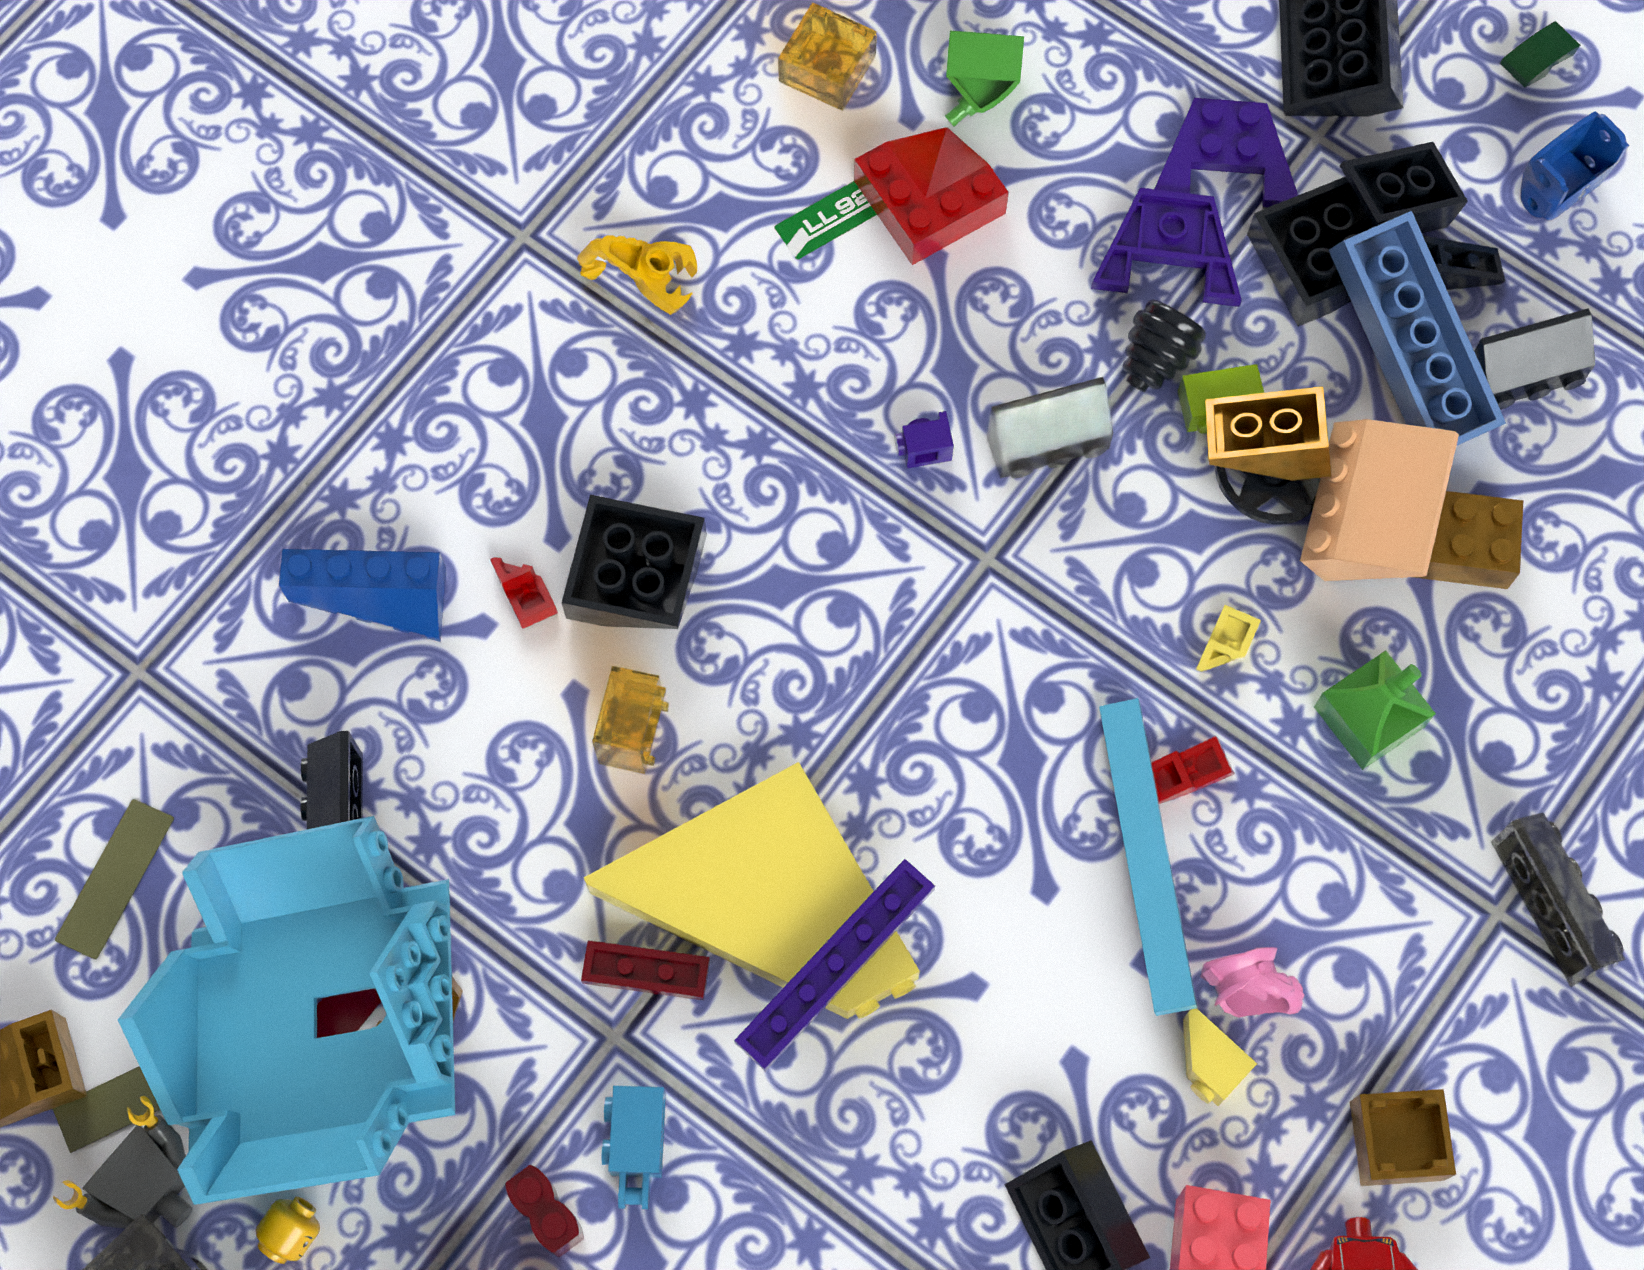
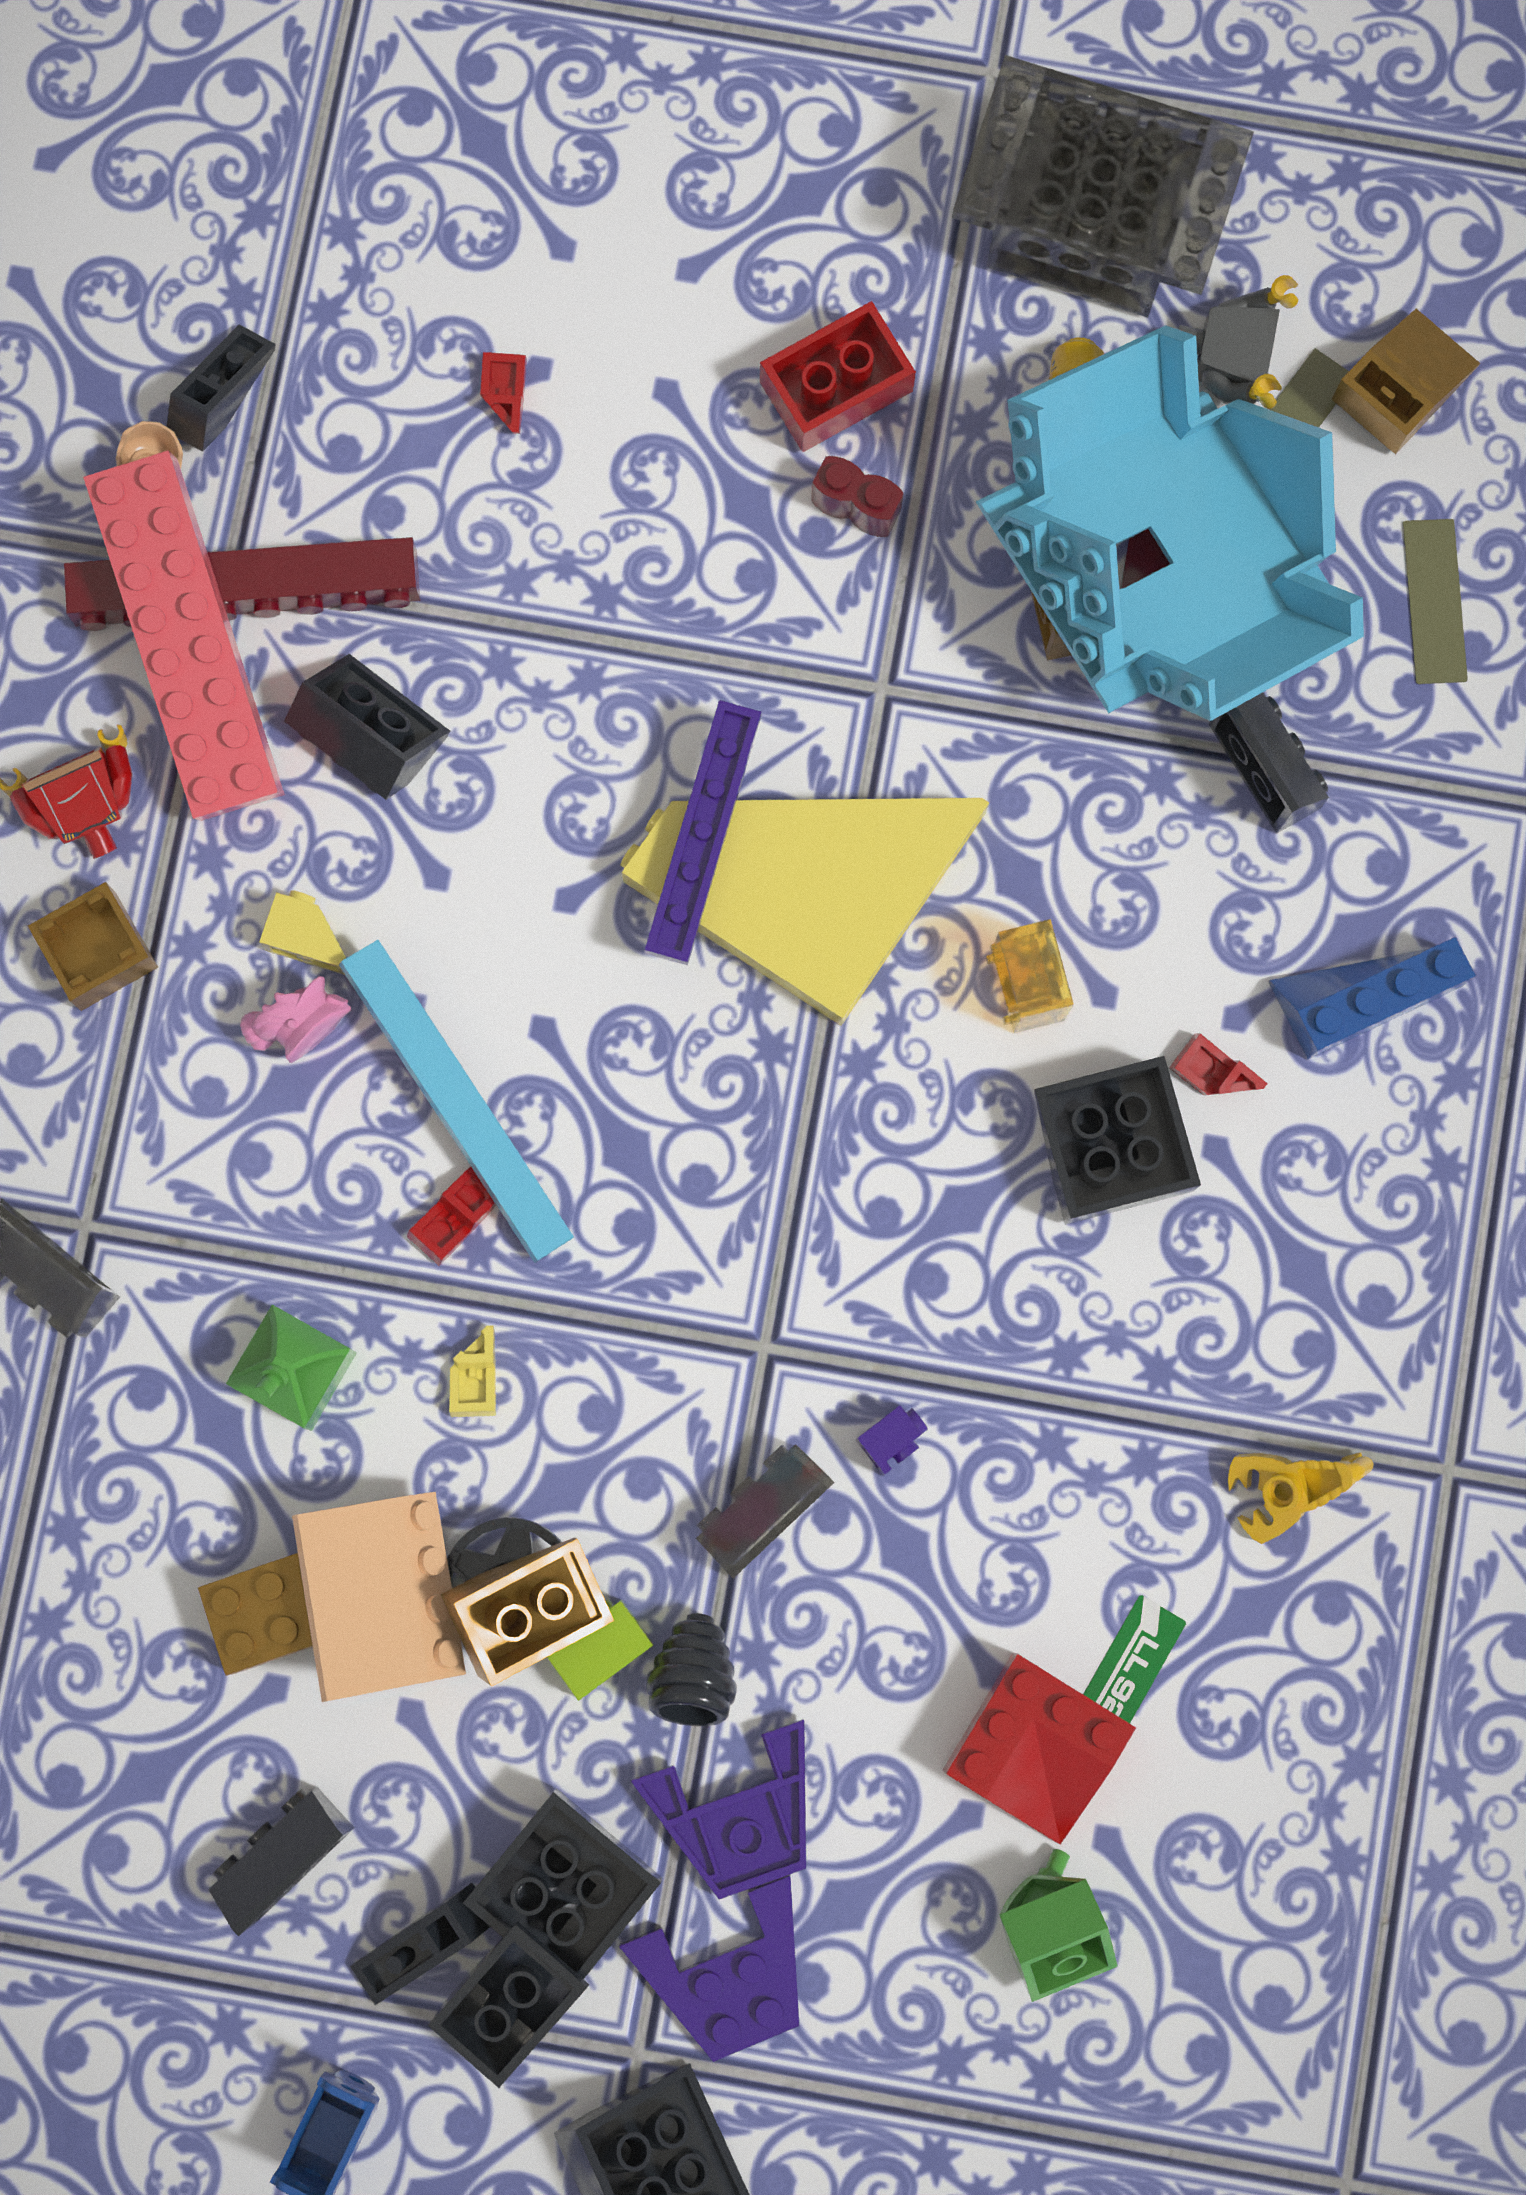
camera: 150 degrees right, 10 degrees up
(635, 1139) = (809, 599): dark azure brick -> none
(645, 970) = (884, 756): dark red plate -> none
(827, 56) = (1238, 1859): clear yellow container -> none
(1416, 330) = (418, 1814): medium blue brick -> none

